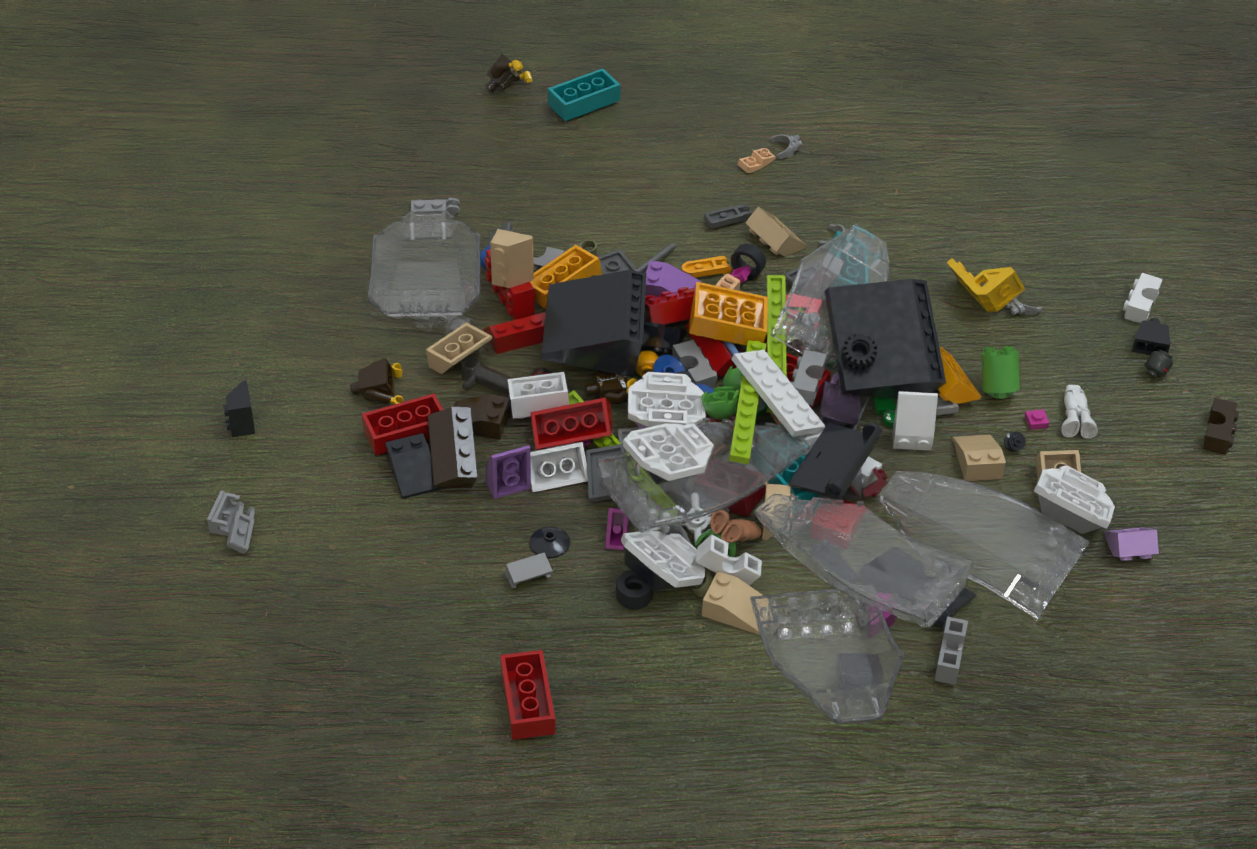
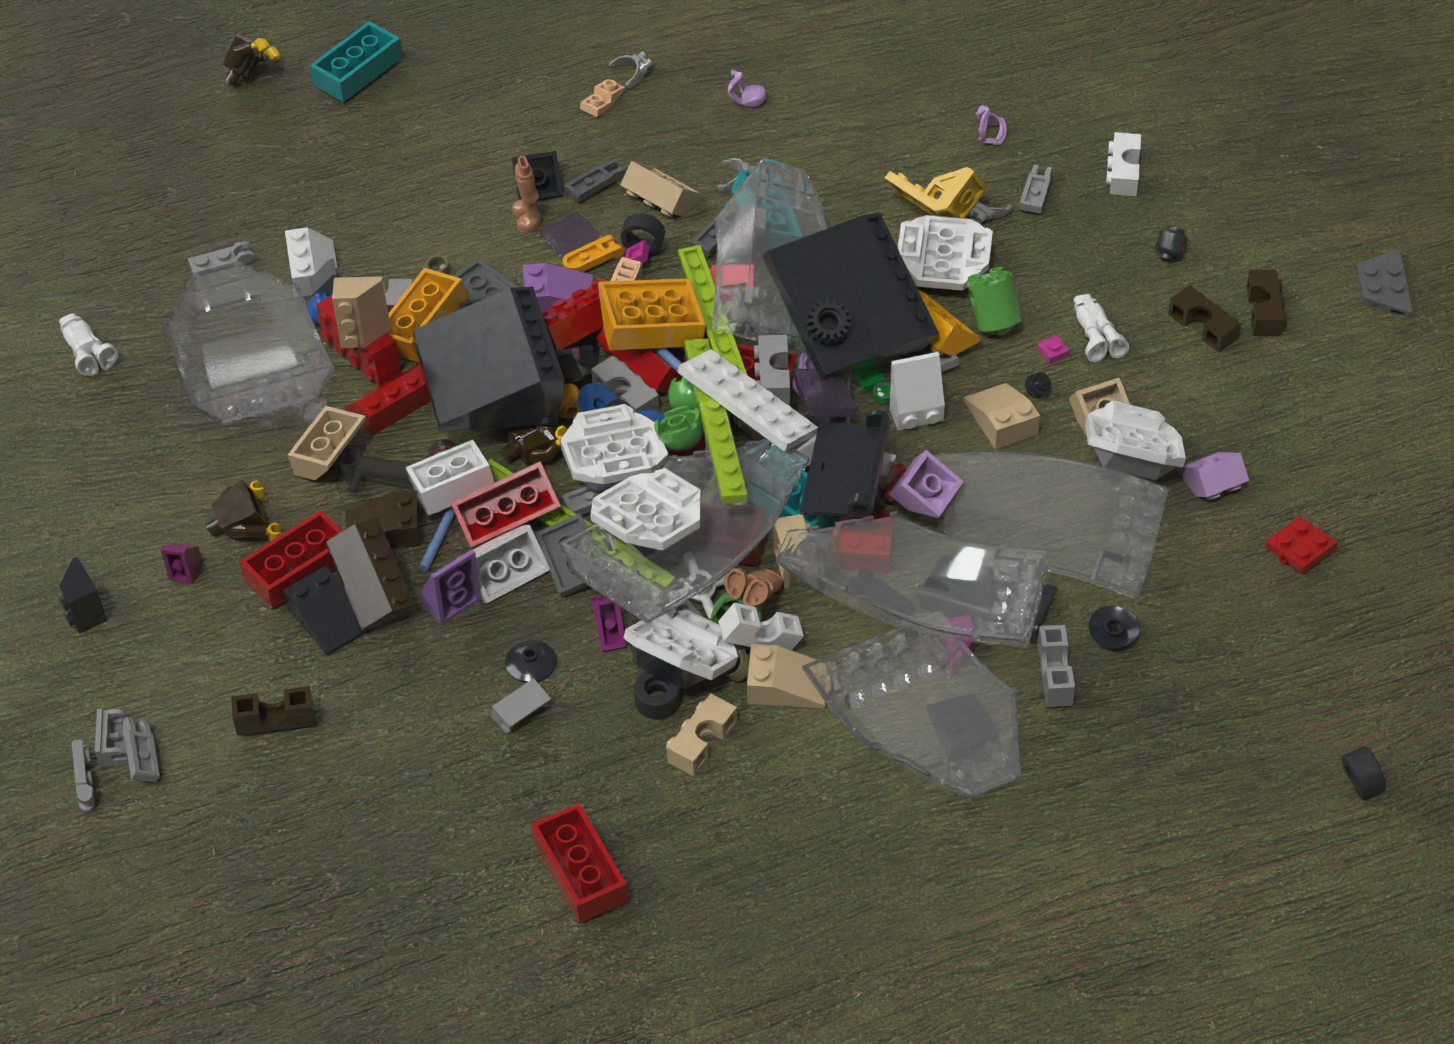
camera: 15 degrees left, 5 degrees up
(193, 535) = (83, 778): none -> light grey hinge
(314, 241) = (84, 344): none -> white piece
(322, 405) = (181, 561): none -> magenta slope
(331, 526) = (255, 716): none -> dark brown arch
(494, 215) = (307, 254): none -> white slope
(515, 437) = (437, 539): none -> medium blue bar
(657, 257) = (526, 259): flat silver bar -> none
(668, 617) = (710, 718): none -> tan arch
(670, 224) = (527, 207): none -> nougat piece
(686, 202) = (546, 174): none -> black slope
(695, 248) = (569, 234): none -> clear purple tile
(869, 184) = (751, 95): none -> lavender piece
(895, 490) = (926, 486): none -> lavender slope
(972, 325) = (944, 250): none -> white piece
(1009, 634) = (1116, 619): none -> black dish
(1047, 241) = (988, 118): none -> lavender piece
(1065, 301) = (1035, 190): none -> light grey hinge
(1152, 337) = (1152, 211): black torso -> none
(1174, 798) = (1364, 772): none -> black tyre
(1175, 434) = (1219, 327): none -> dark brown arch
(1185, 613) = (1301, 544): none -> red plate

